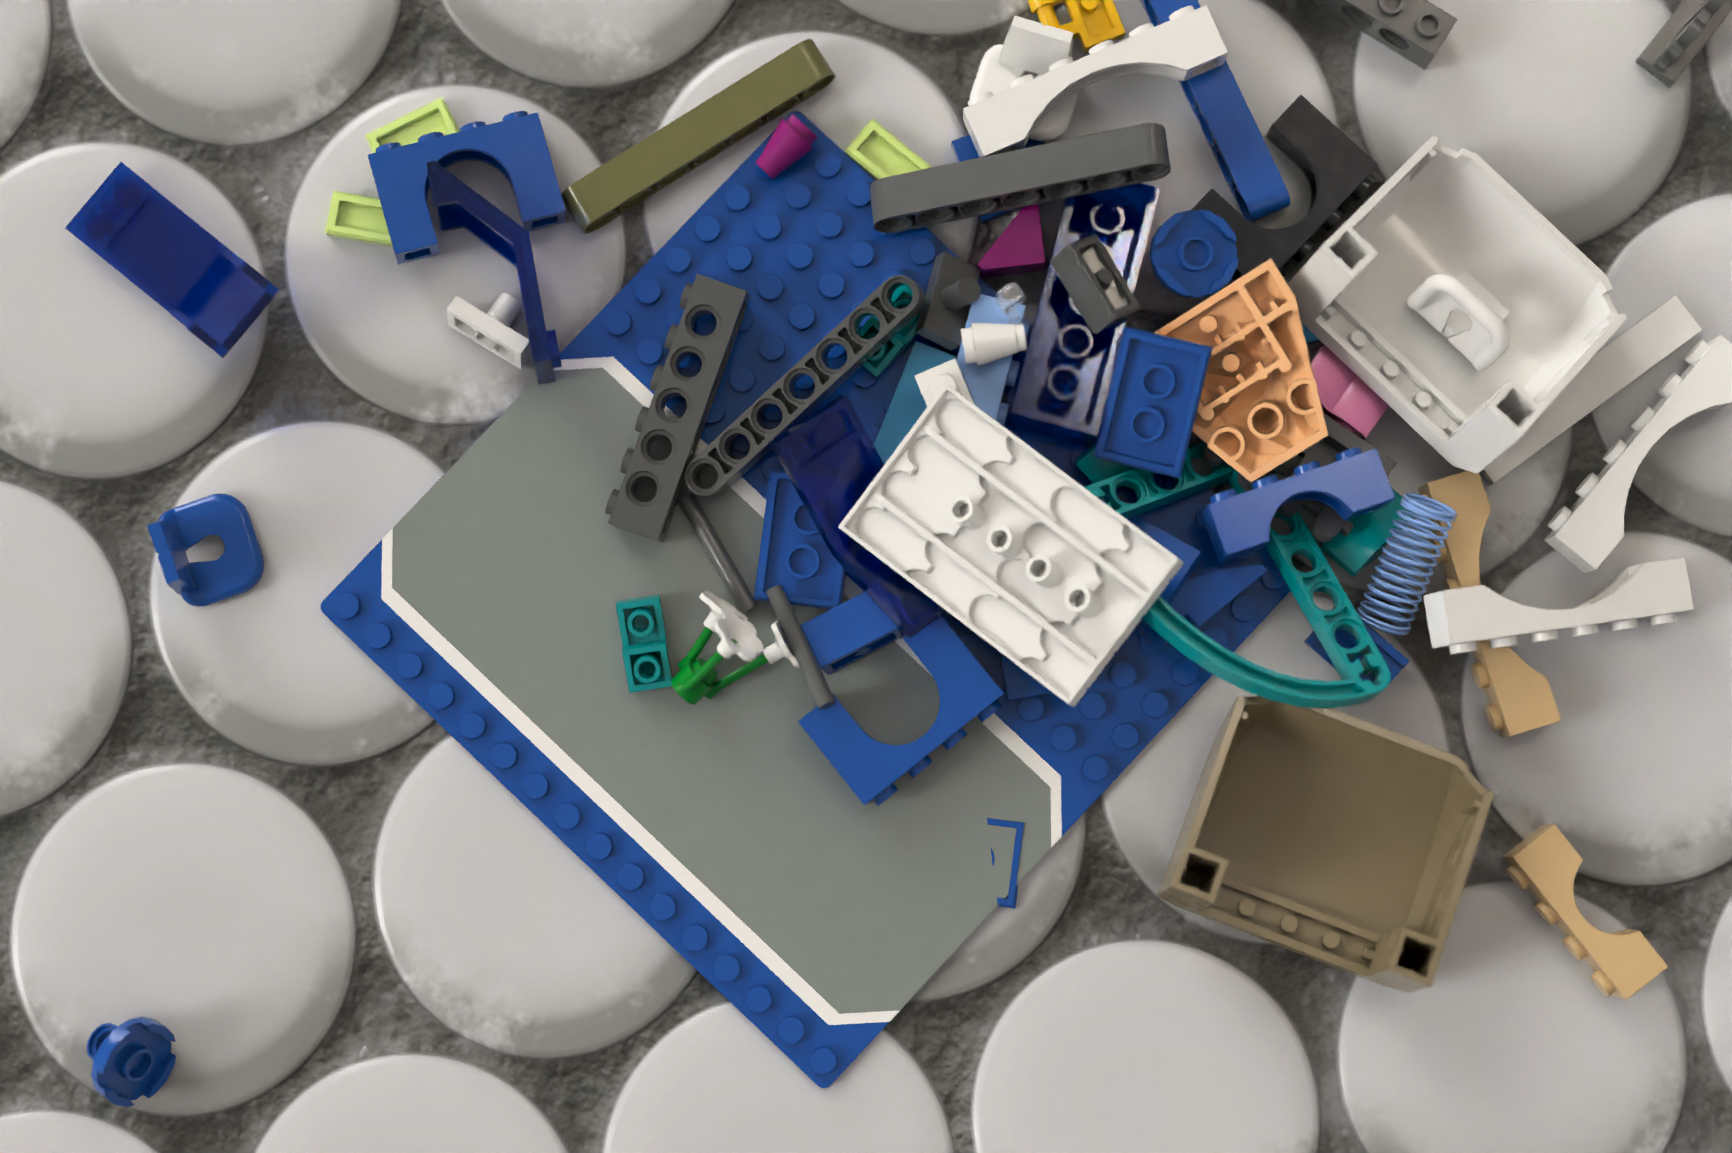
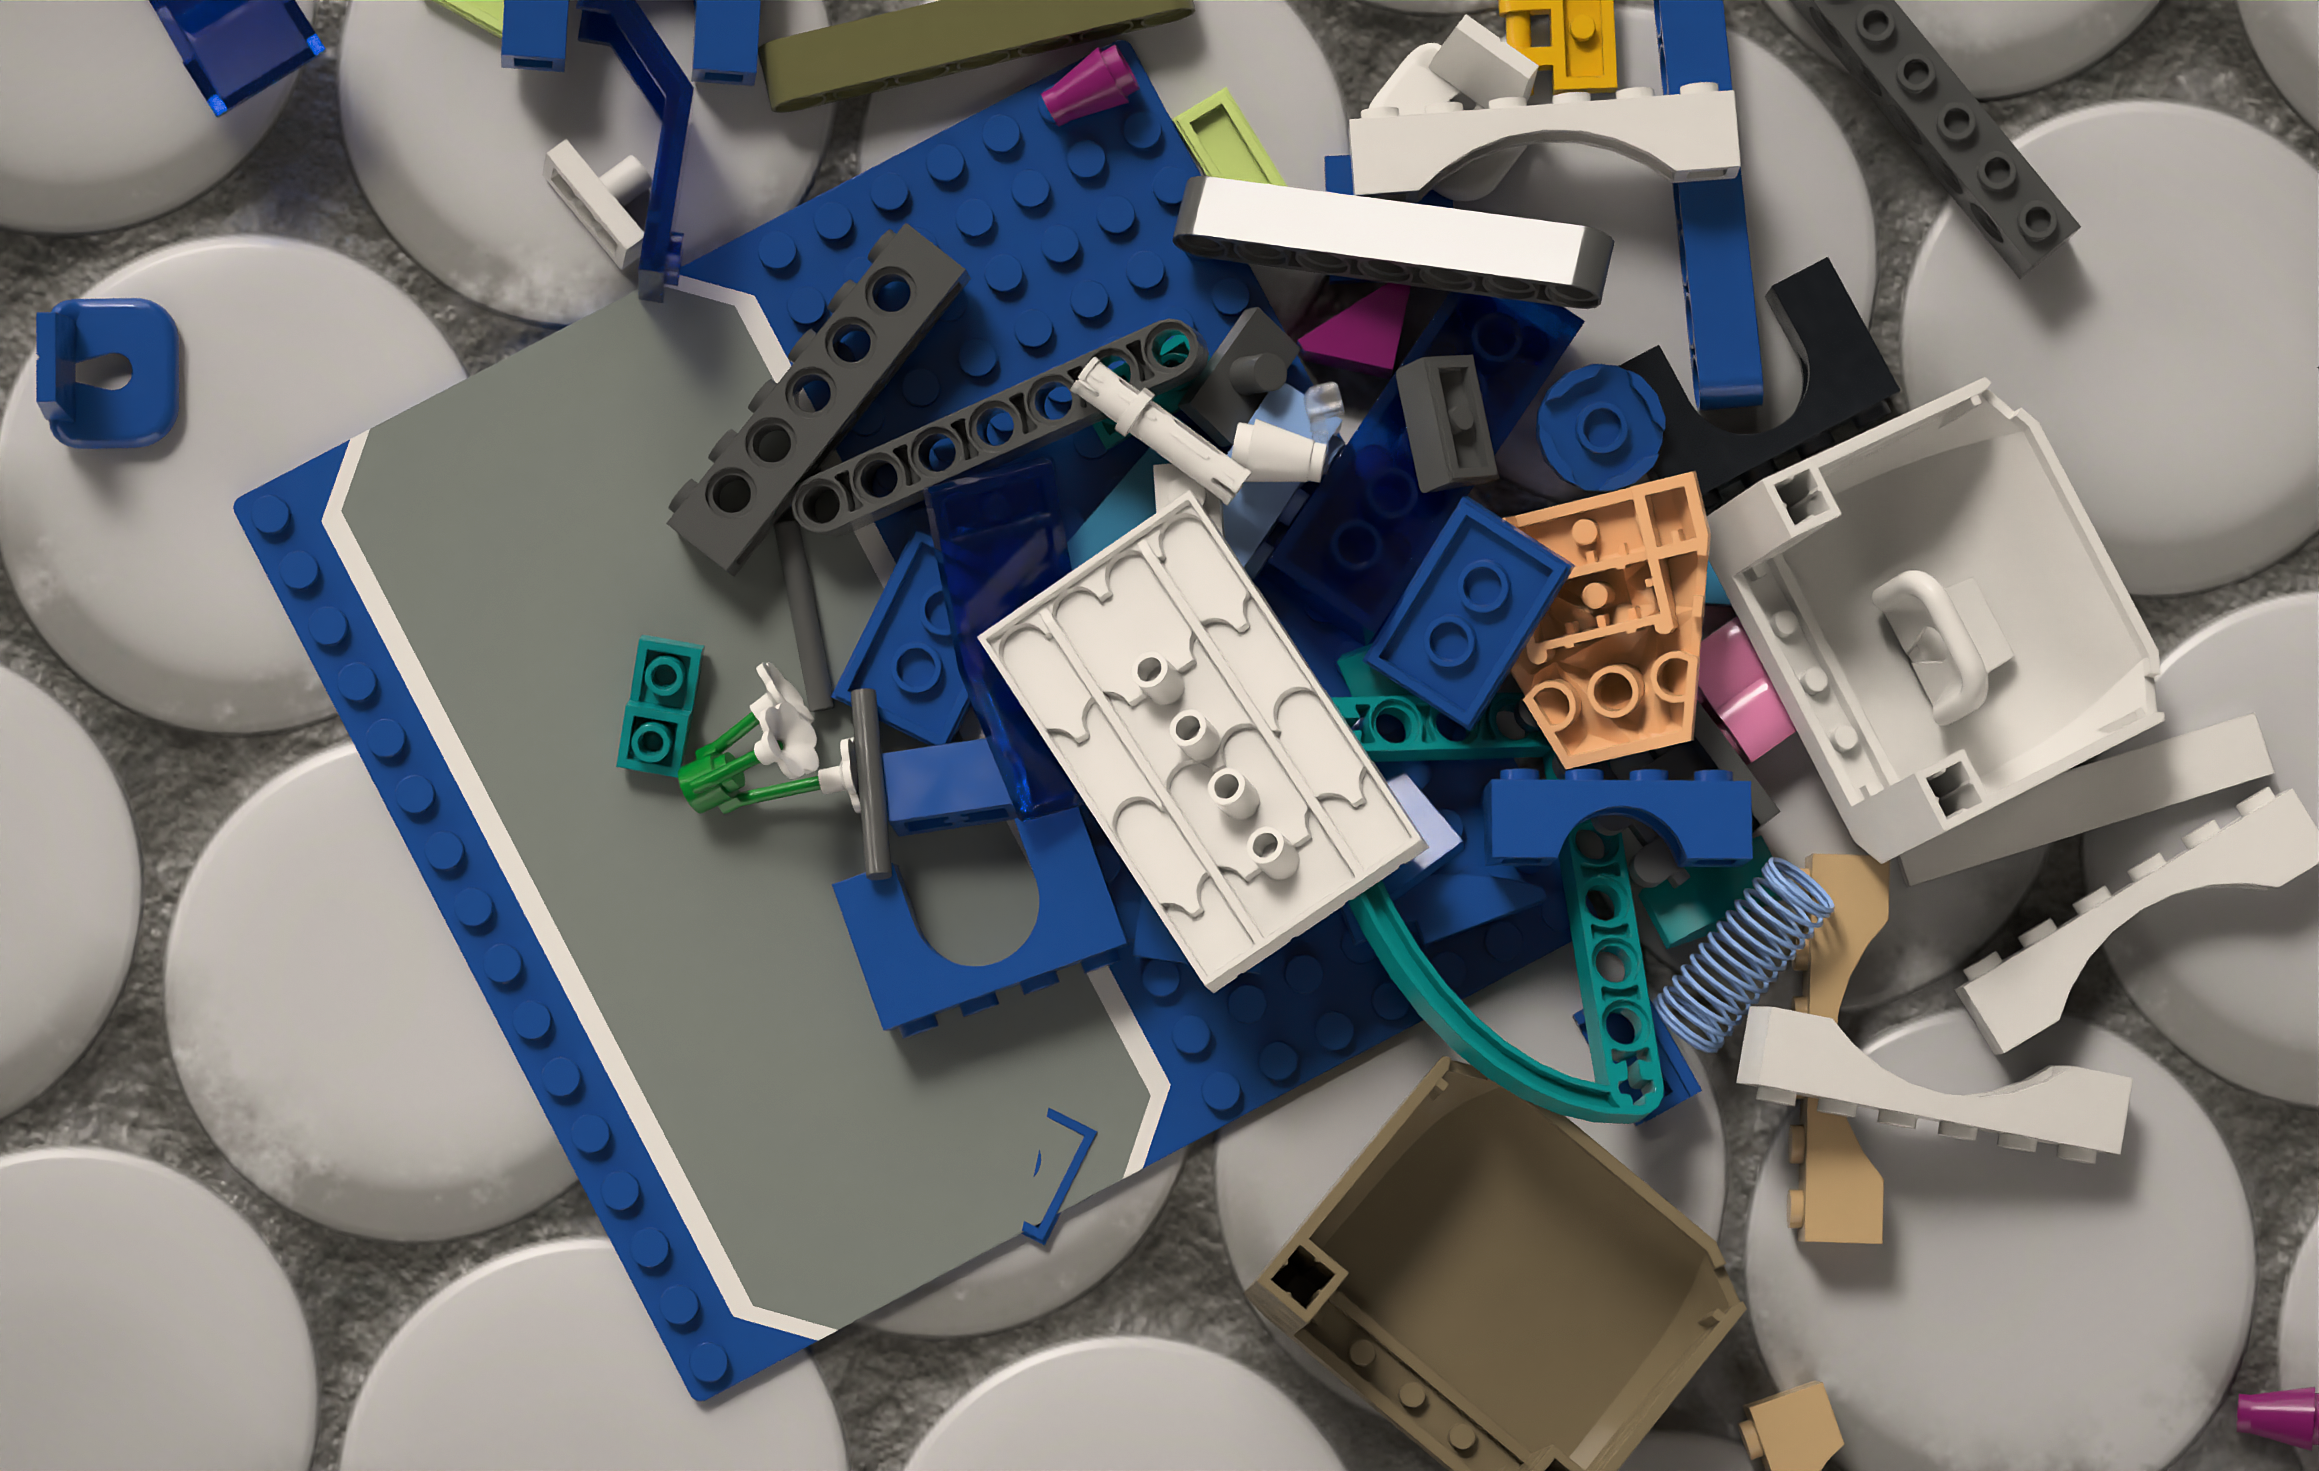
camera: 15 degrees right, 0 degrees up
(913, 351) = (1161, 431): none -> white pin

